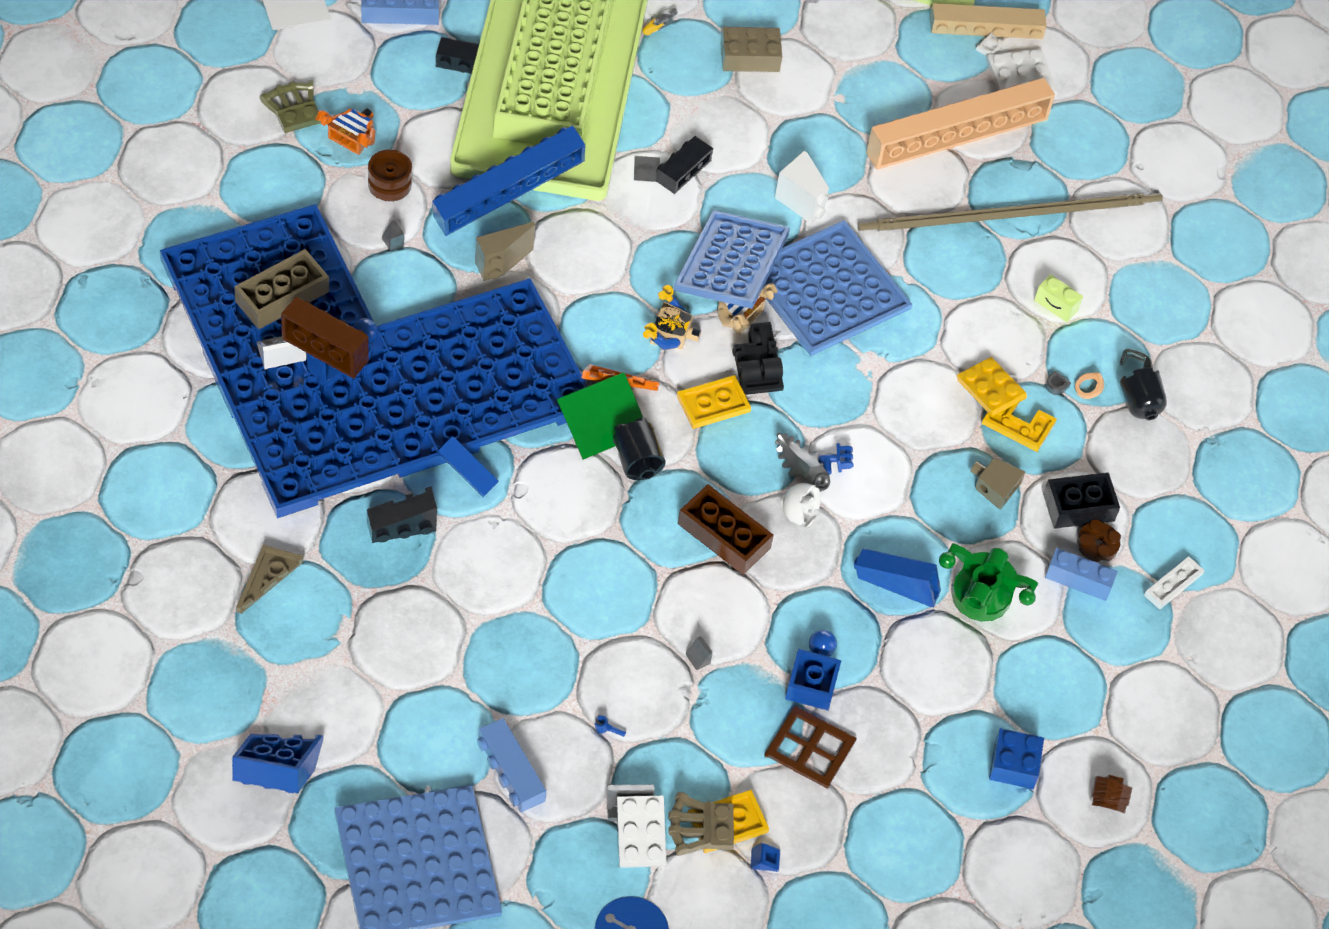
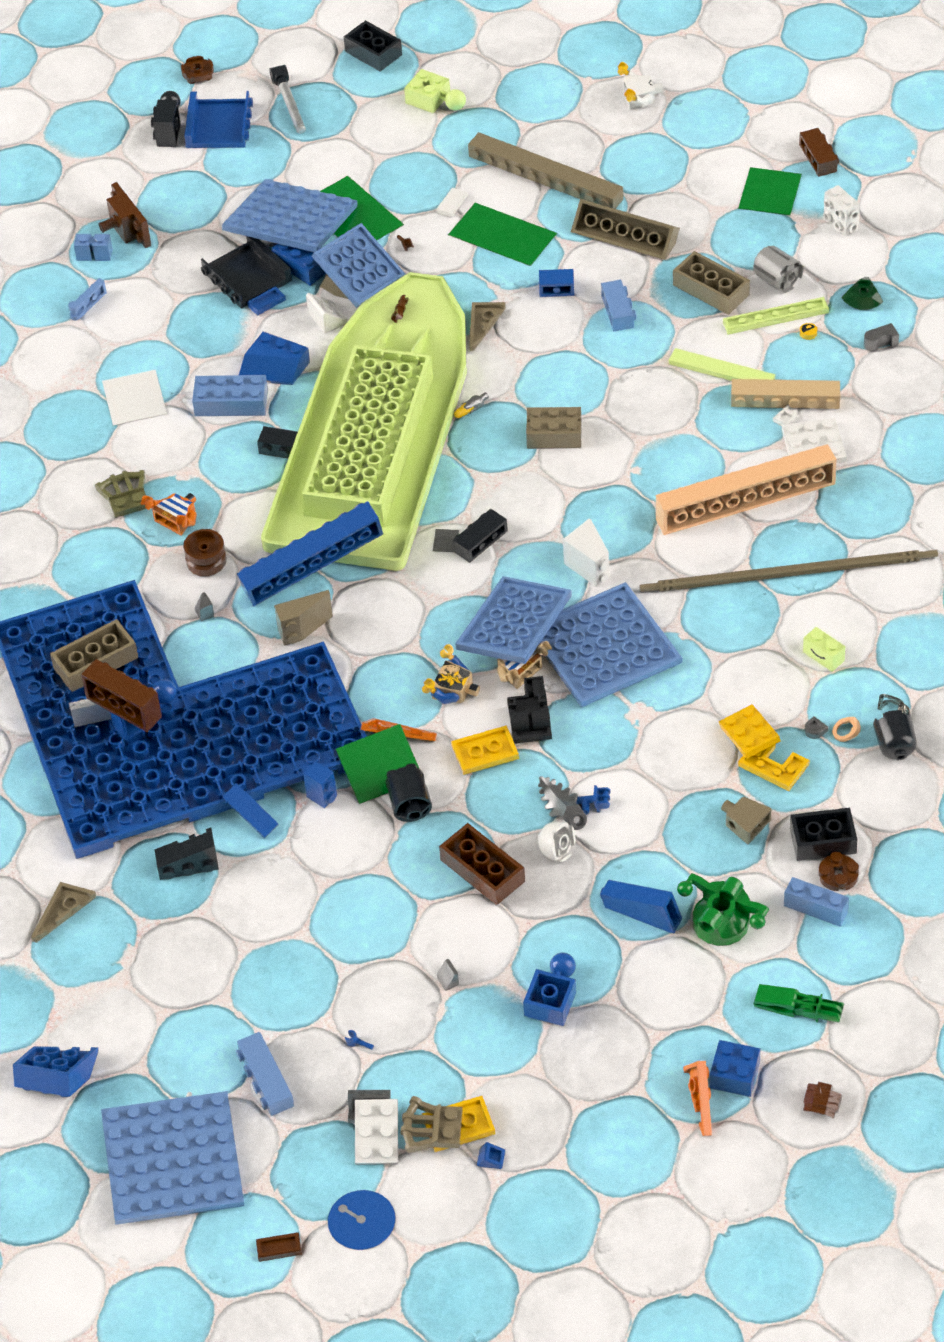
camera: 15 degrees right, 5 degrees down
(542, 438) = (320, 784): none -> blue brick
(810, 746) = (543, 1058): reddish brown window -> none
(983, 786) = (700, 1093): none -> orange wing
(1067, 685) = (792, 1002): none -> green arm
(1174, 583) = (906, 909): white plate -> none

